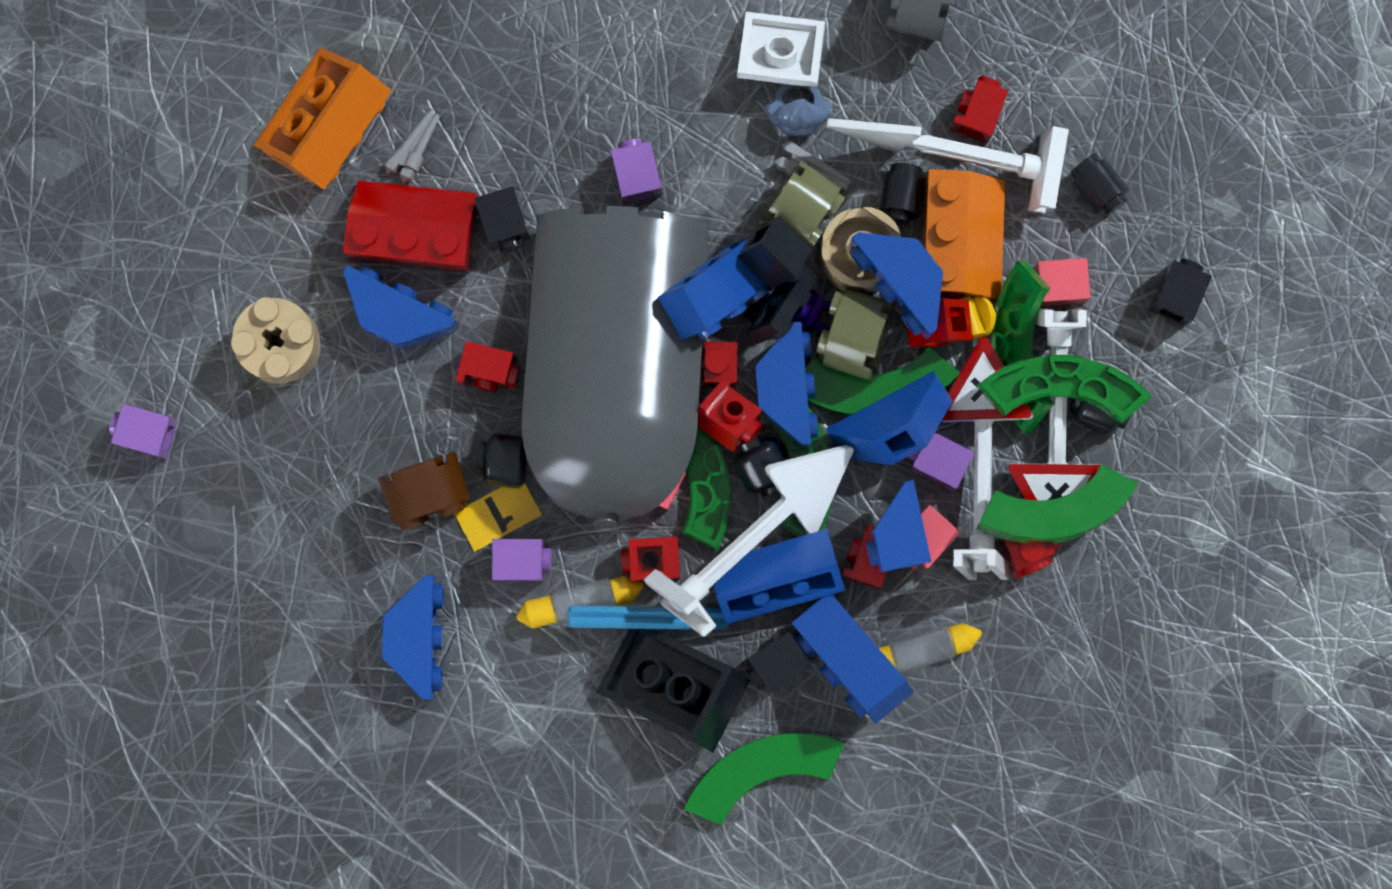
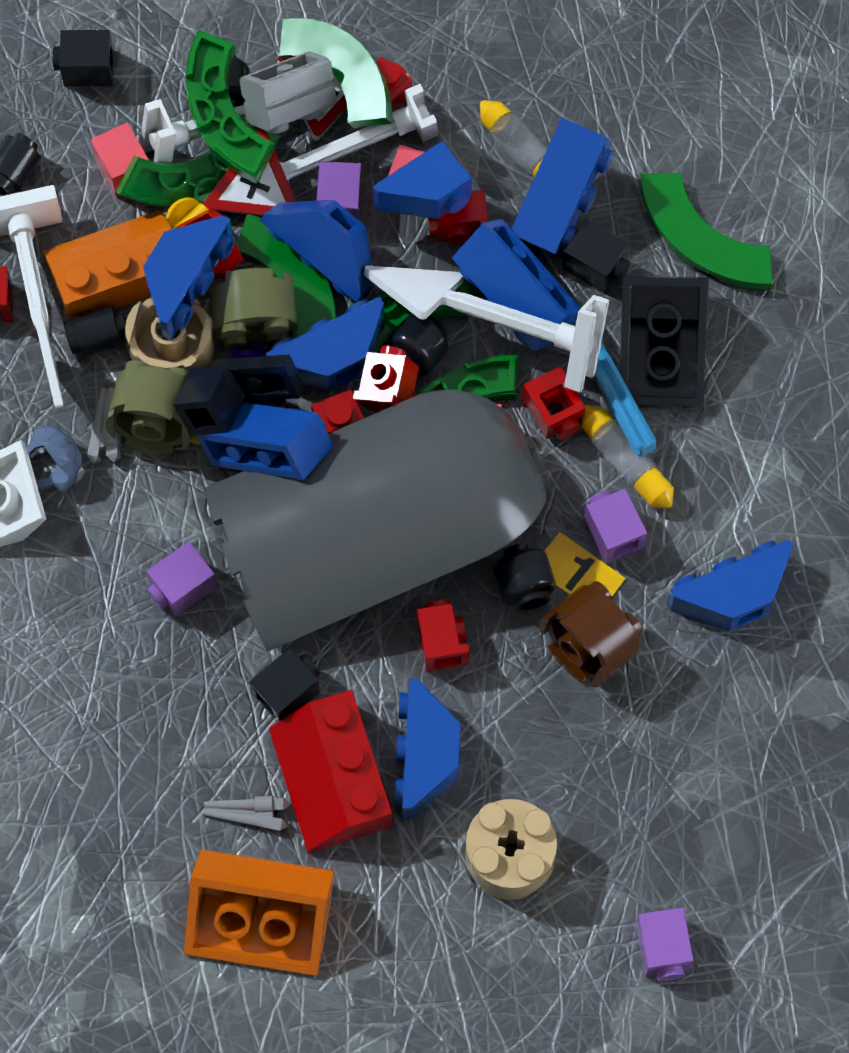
camera: 115 degrees left, 15 degrees down
(1051, 450) = (288, 92): none -> light grey brick

